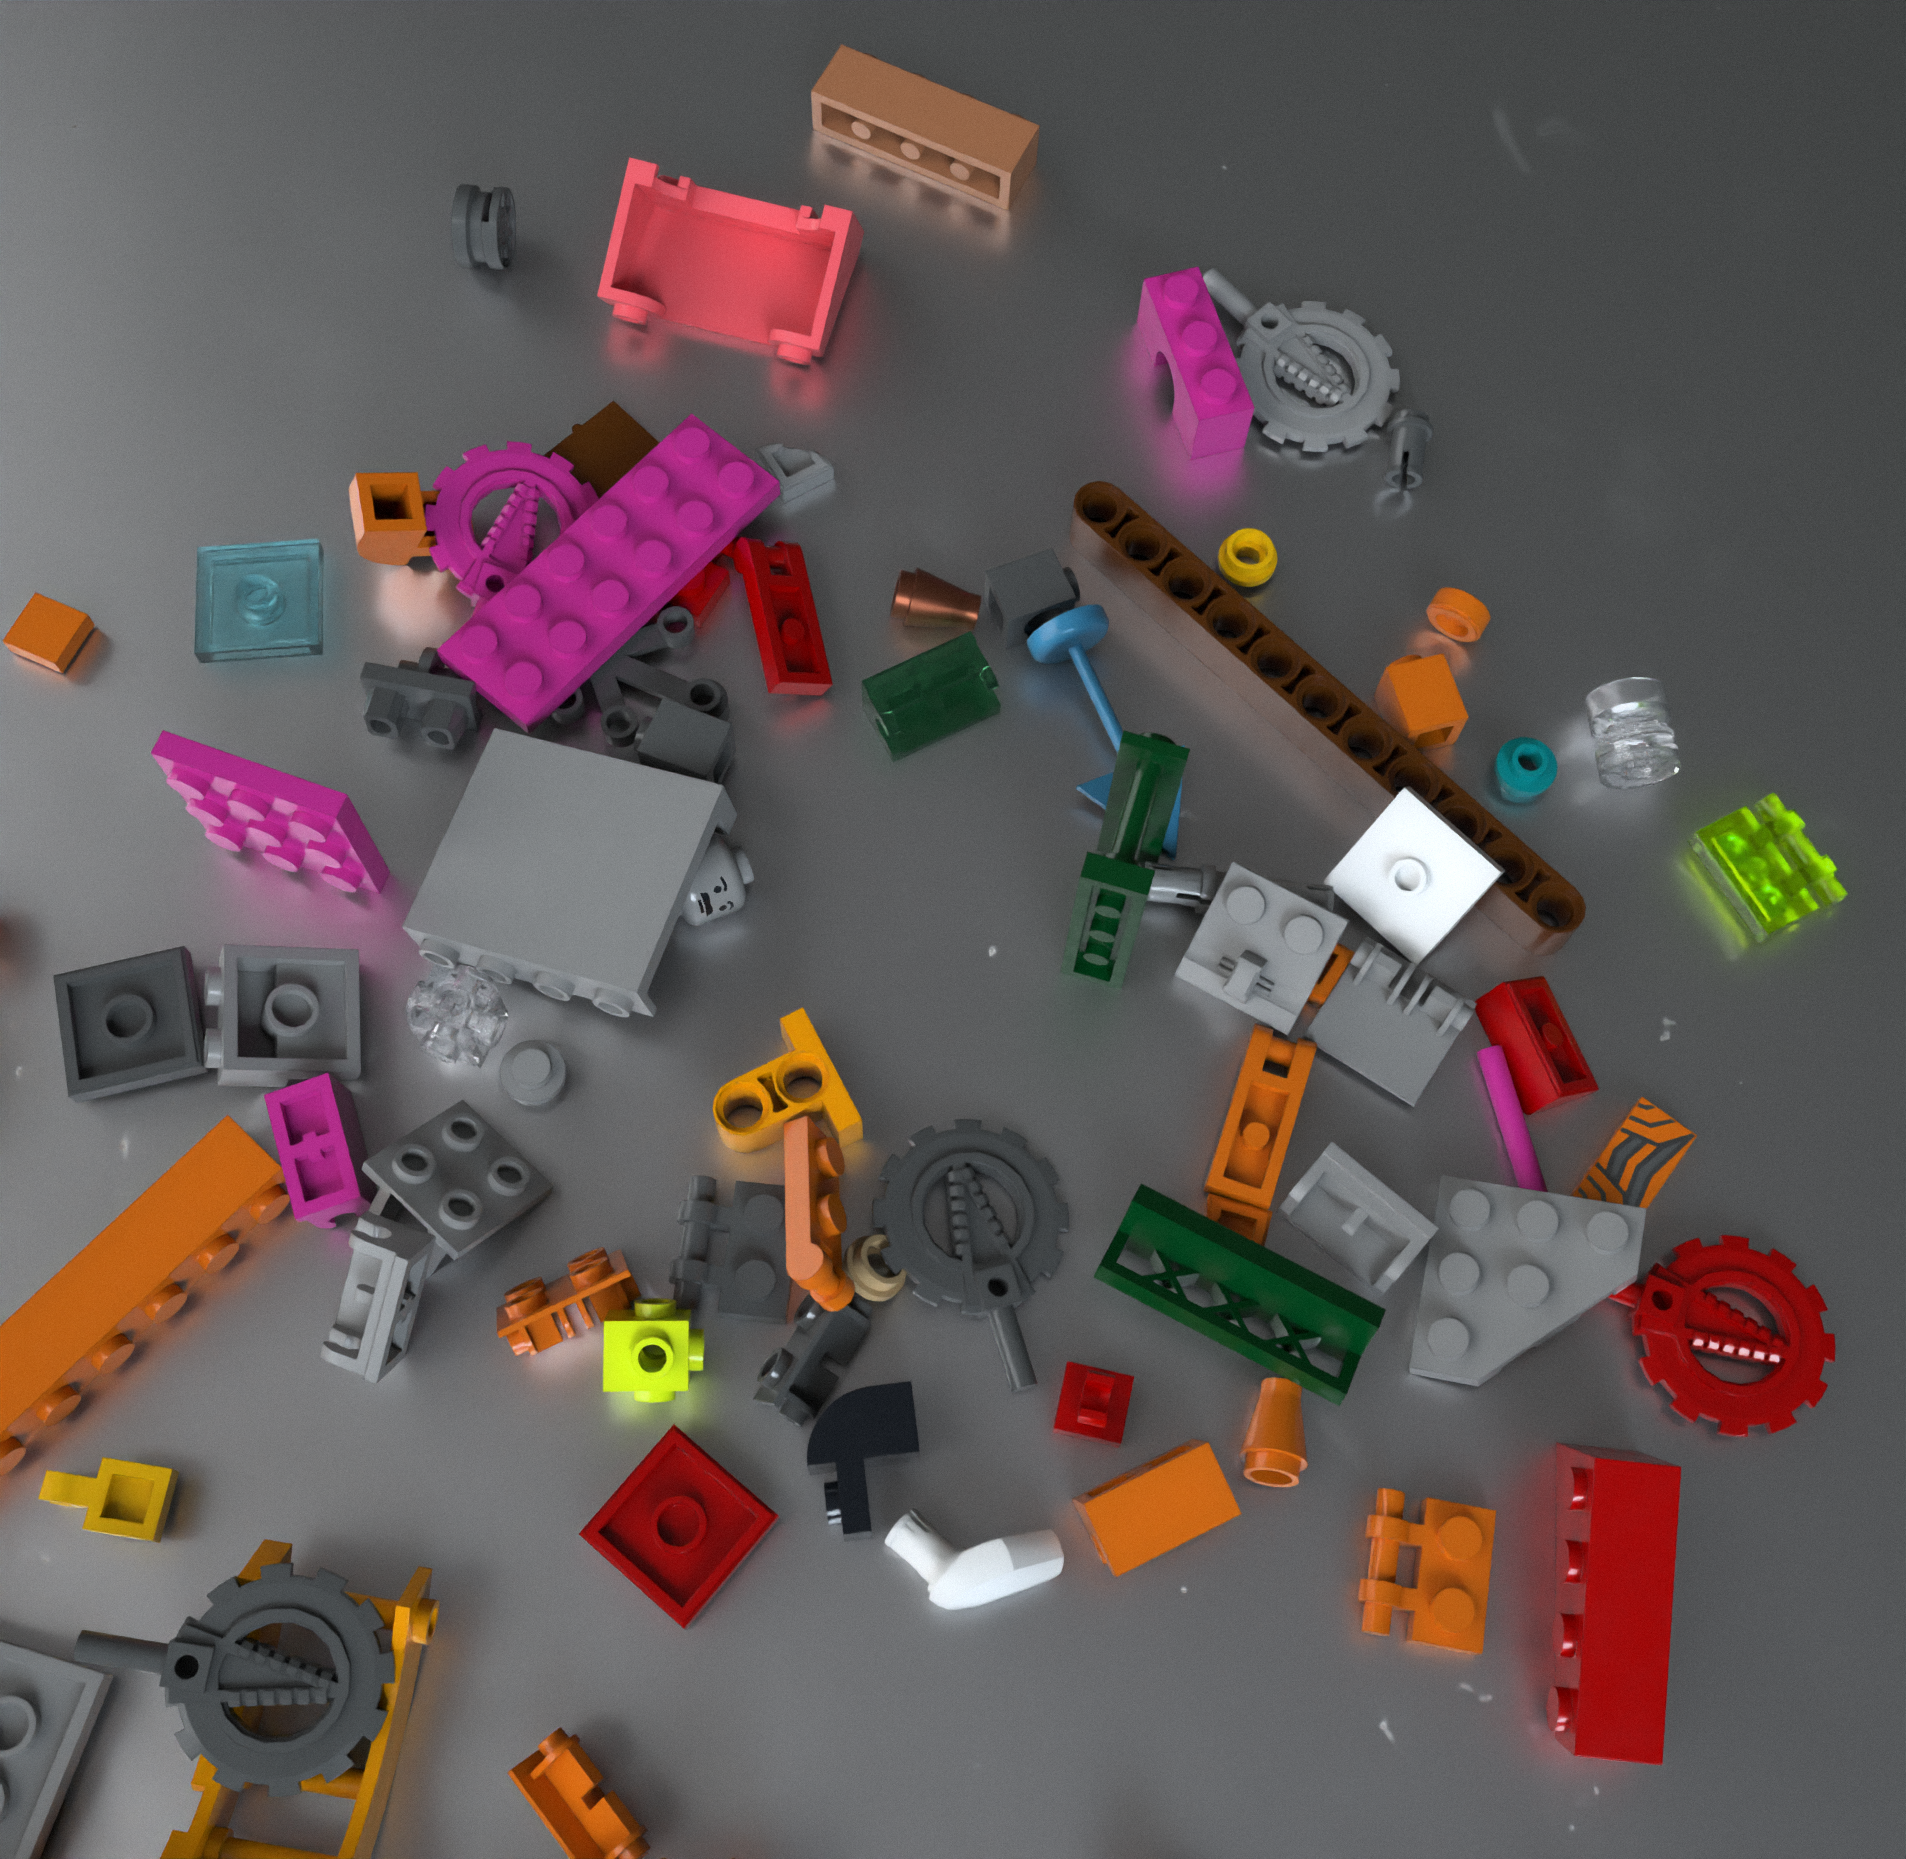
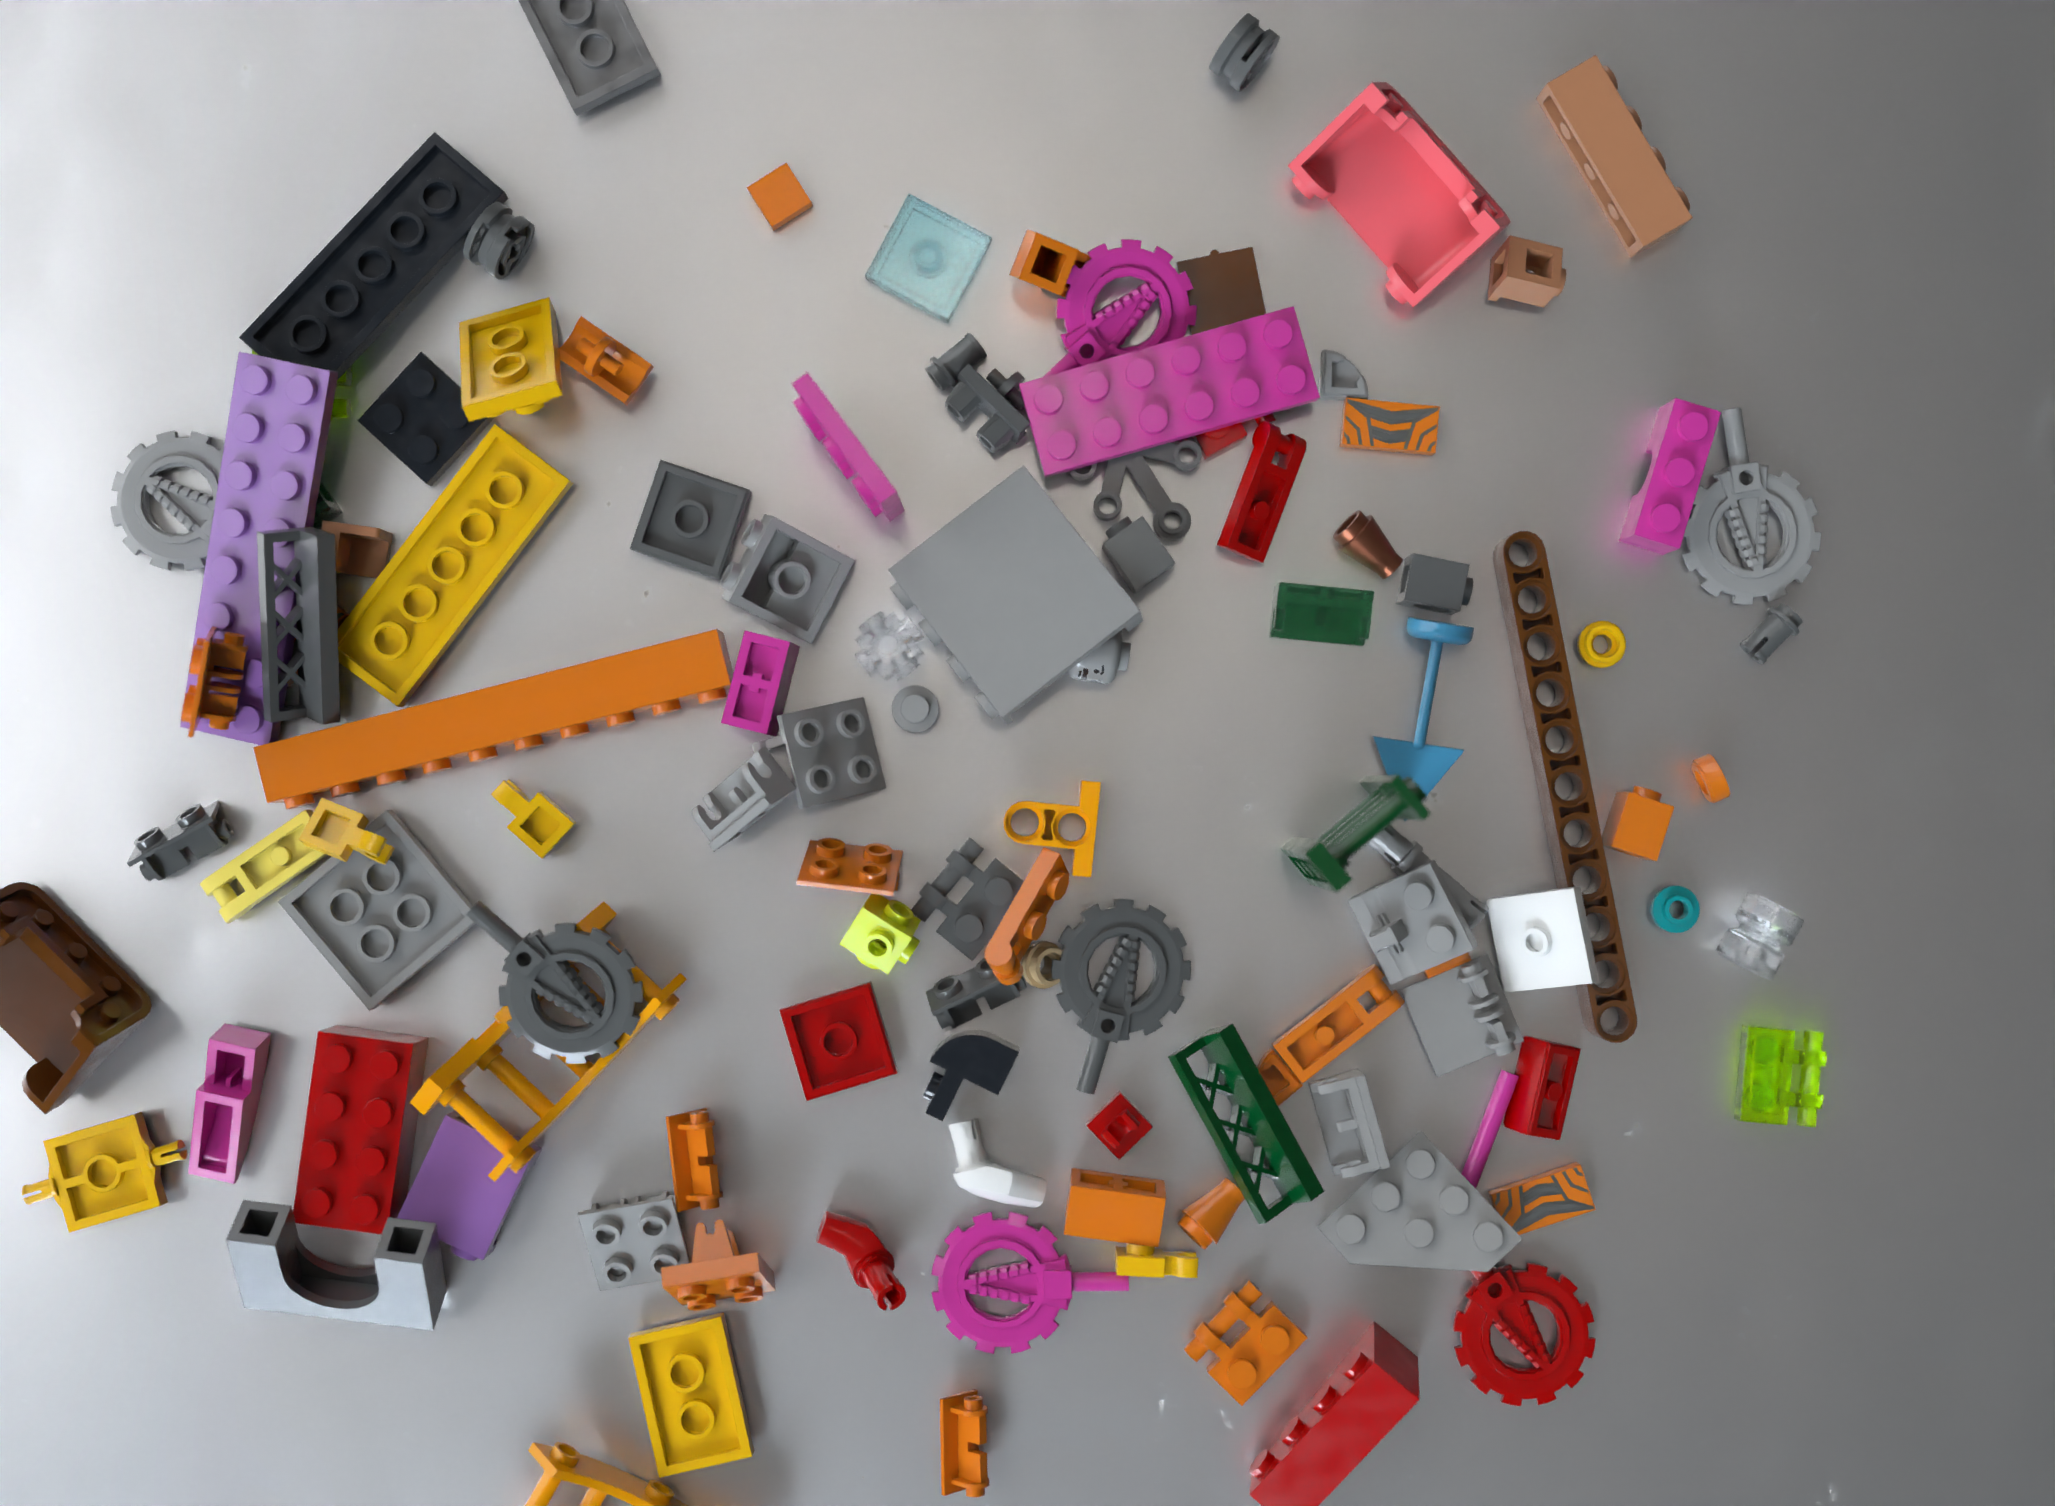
camera: 35 degrees right, 20 degrees up
(345, 695) = (946, 368): none -> dark grey pin
(875, 483) = (1389, 426): none -> tile
(884, 1786) = (865, 1255): none -> red arm
(912, 265) = (1526, 272): none -> nougat brick
(1132, 1667) = (1041, 1282): none -> dark pink bar
(1232, 1546) = (1154, 1262): none -> yellow plate

